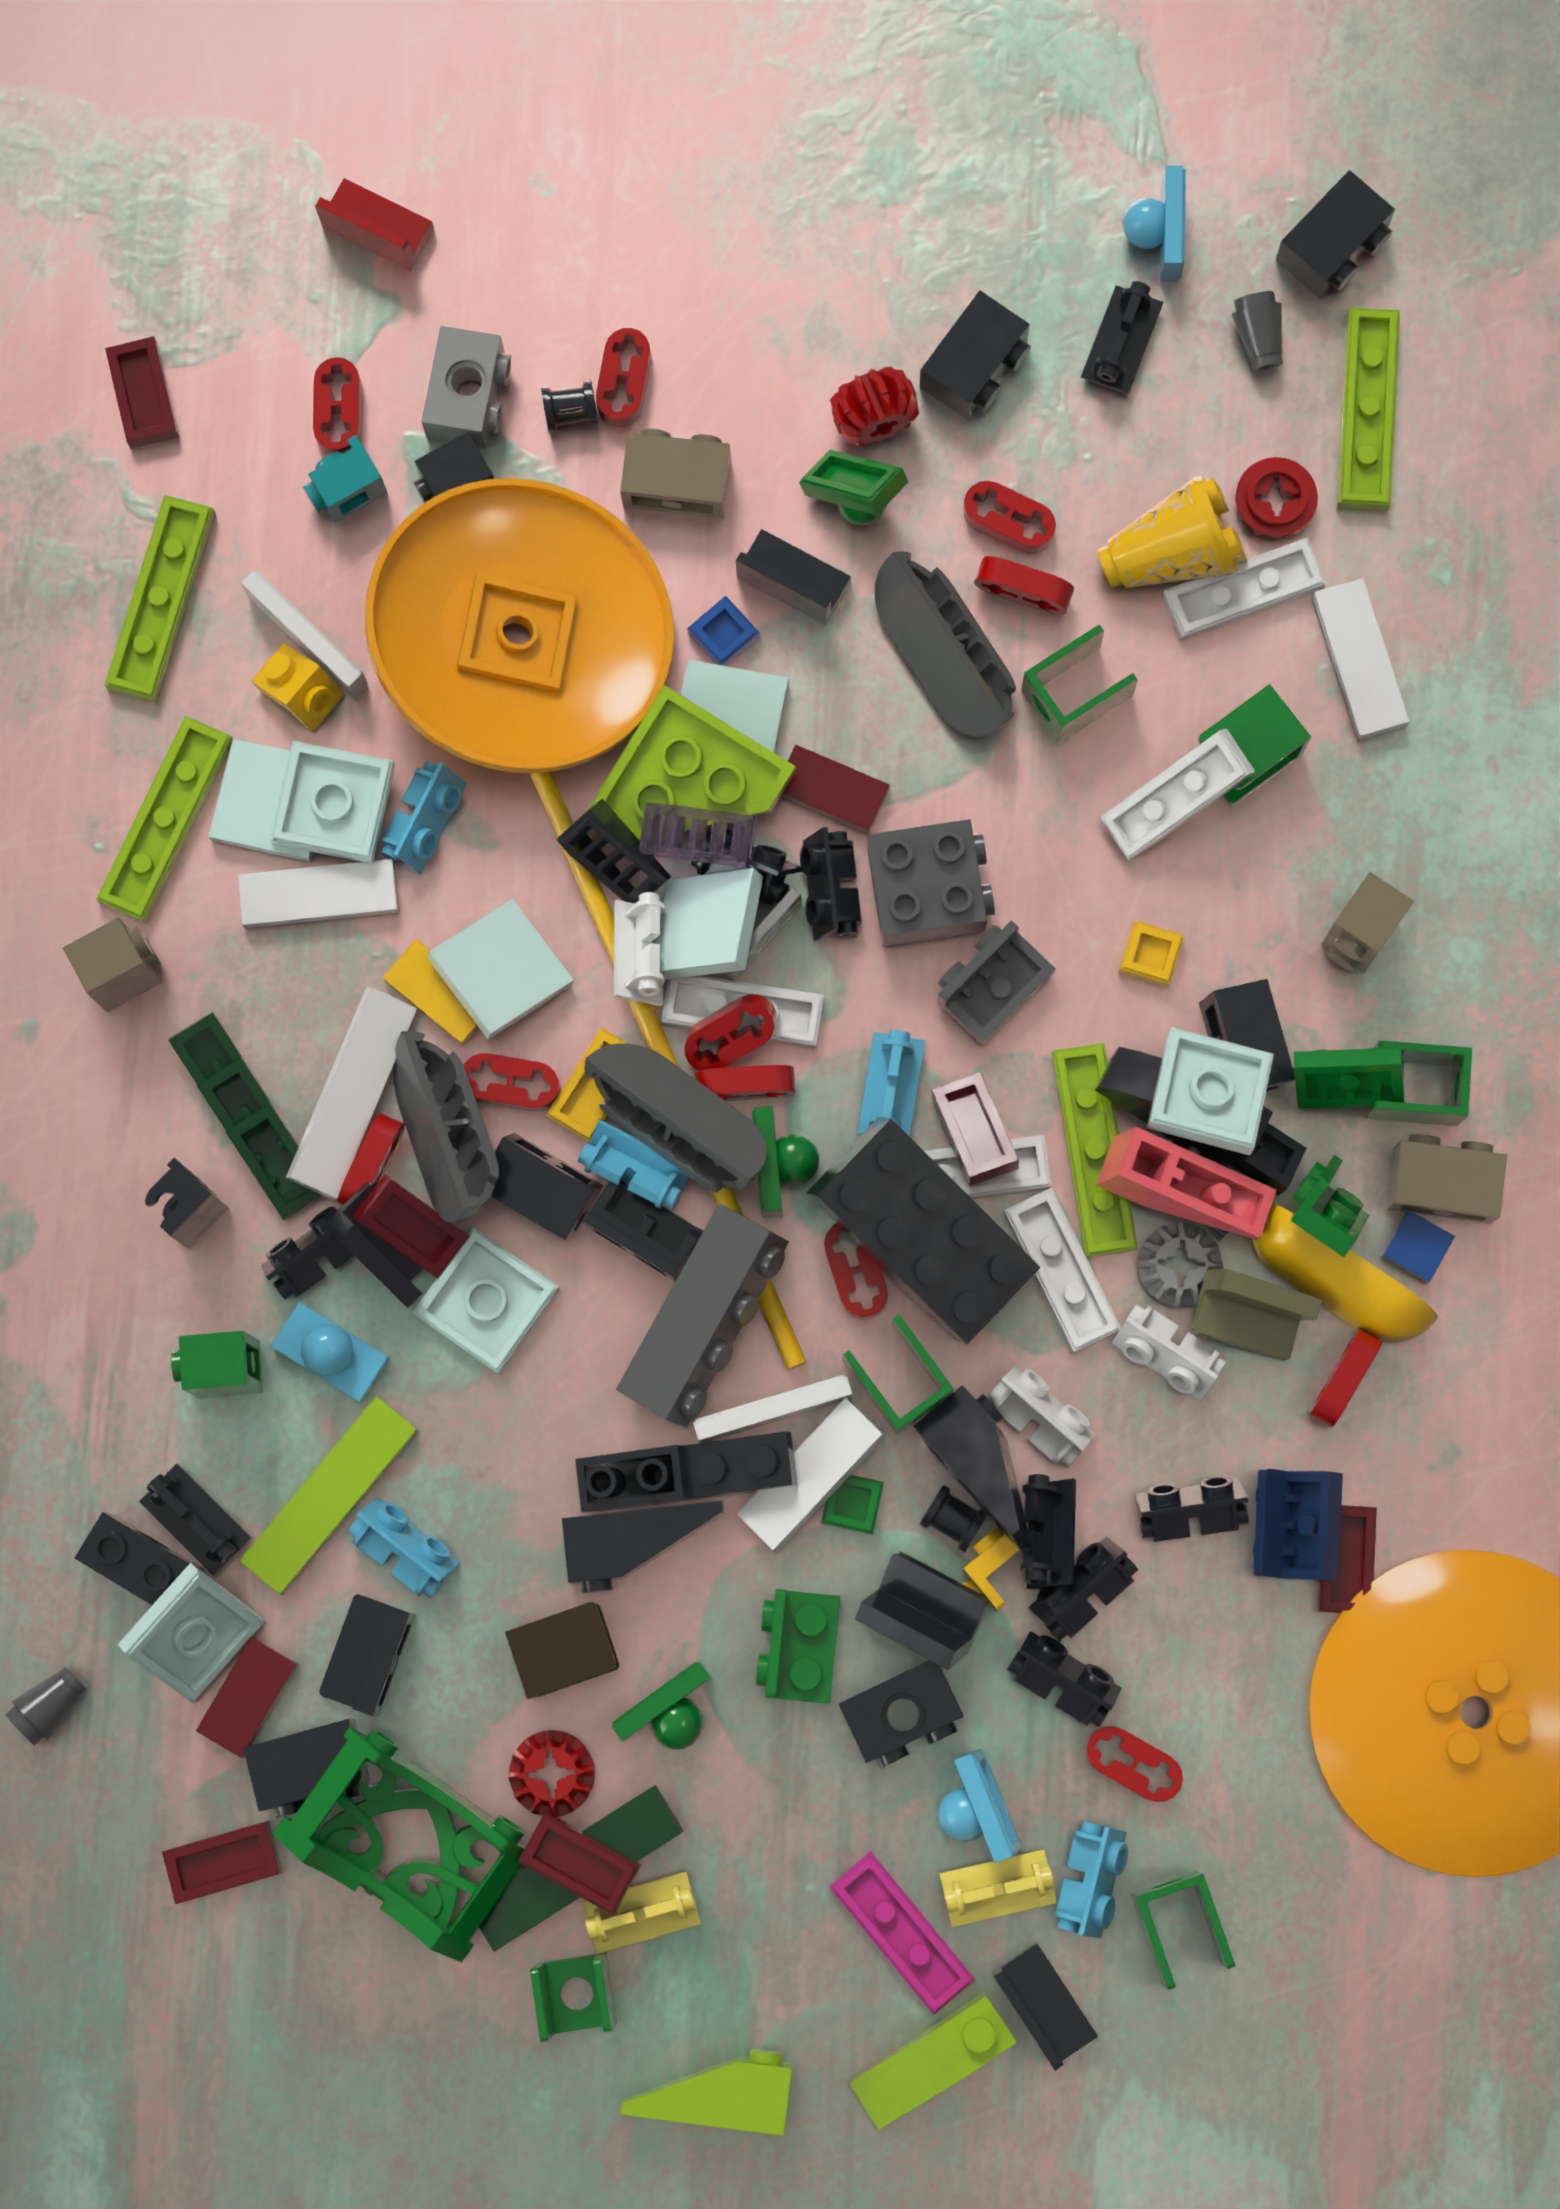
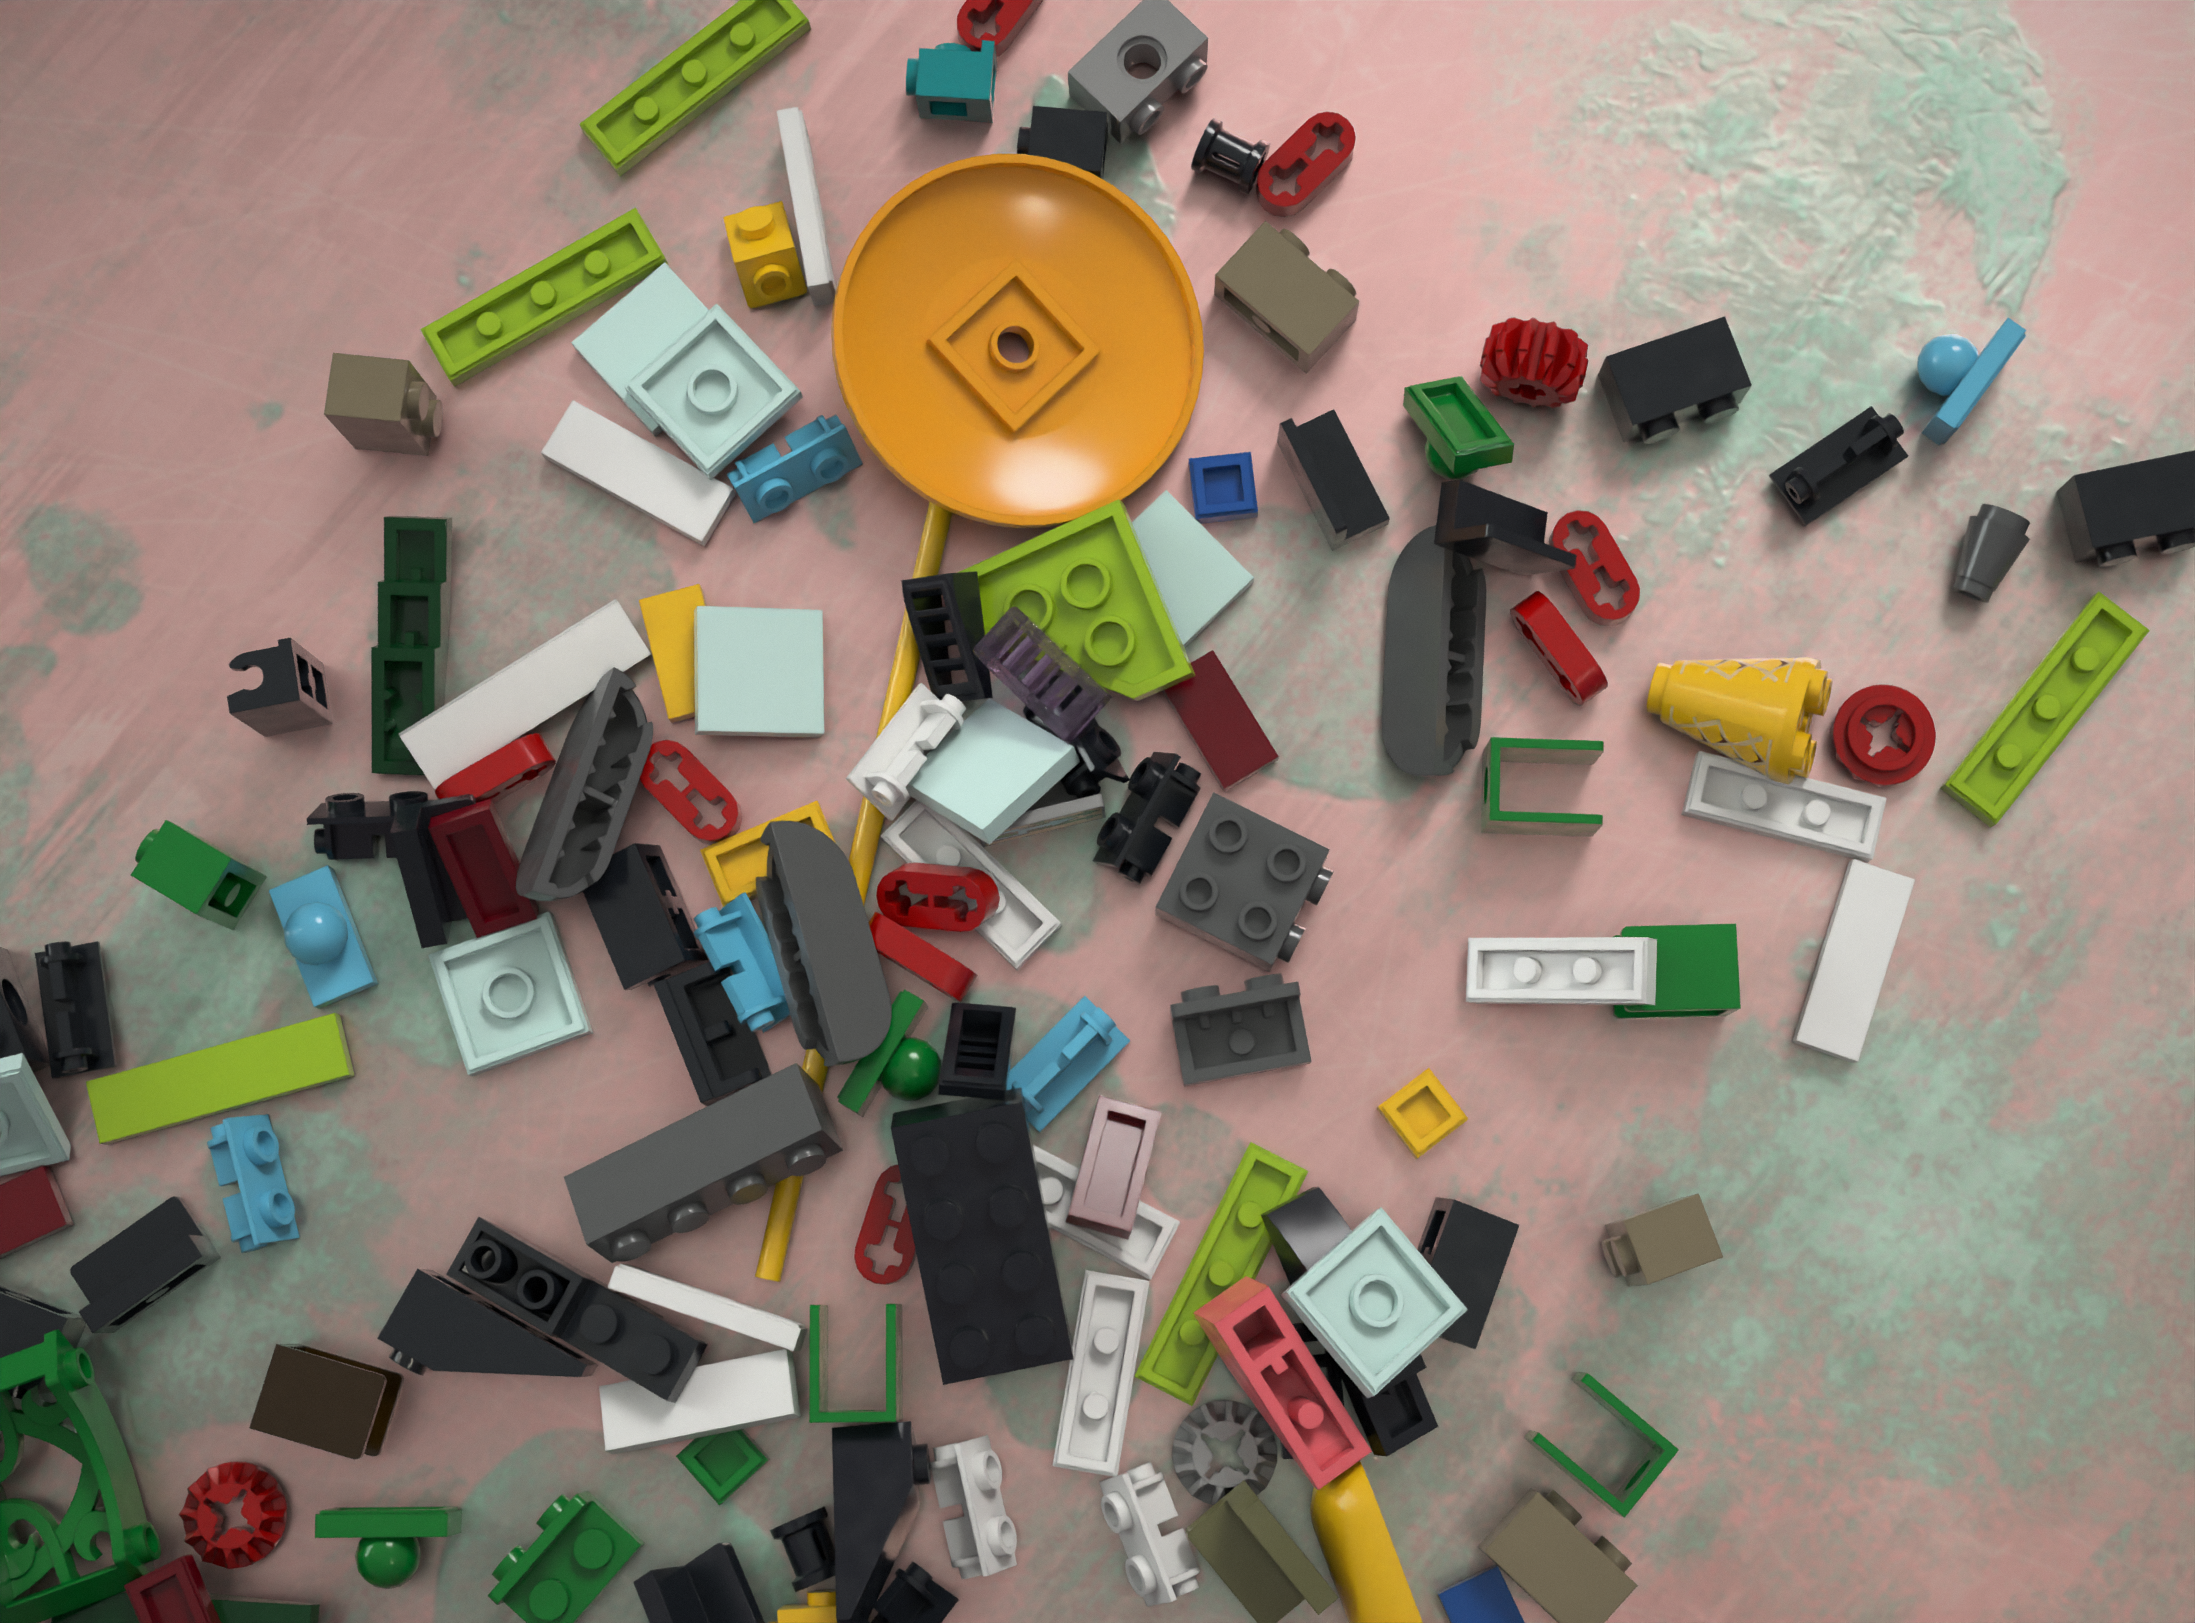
camera: 35 degrees right, 0 degrees up
(832, 1112) = (978, 1051): none -> black slope
(930, 534) = (1496, 530): none -> black panel
(1326, 1213) = (1409, 1513): green bracket -> none
(1348, 1077) = (1530, 1388): green bracket -> none

